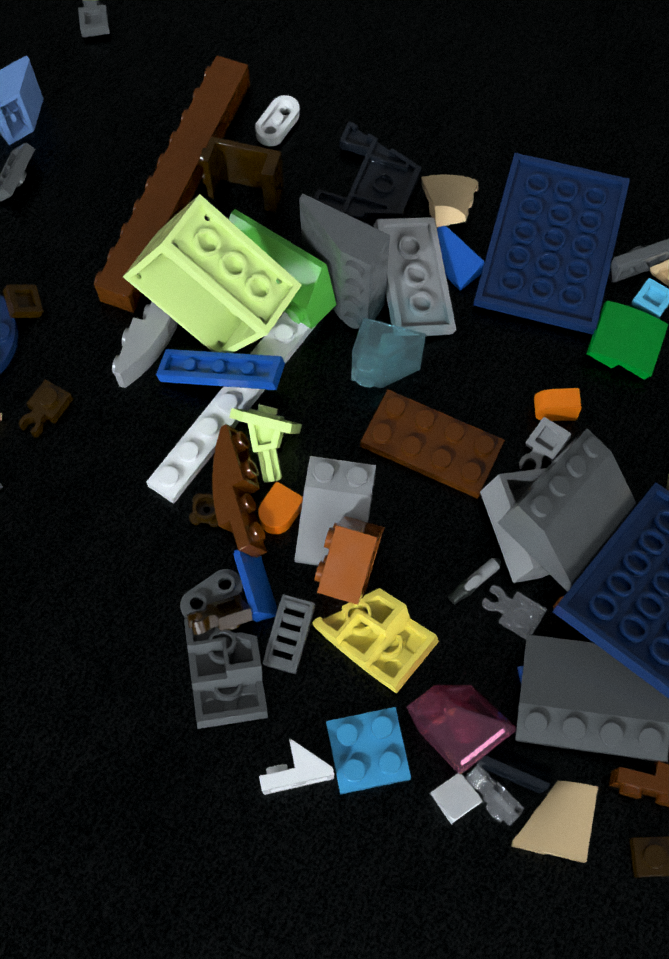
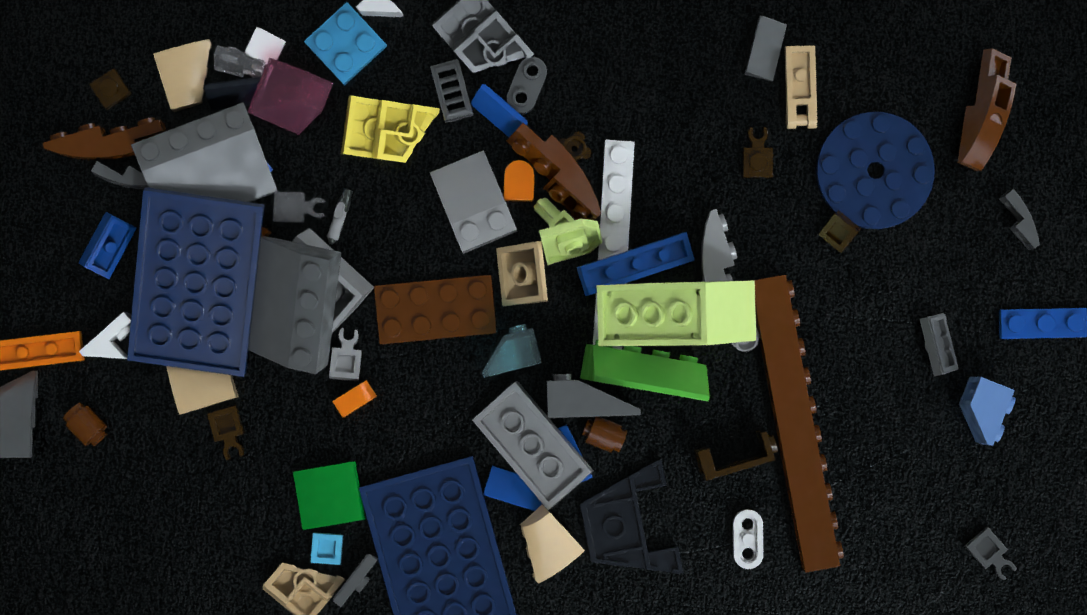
camera: 145 degrees right, 20 degrees up
(224, 614) = (506, 73): dark brown plate -> none
(328, 422) = (522, 274): none -> tan slope
(350, 559) = (436, 163): dark orange brick -> none

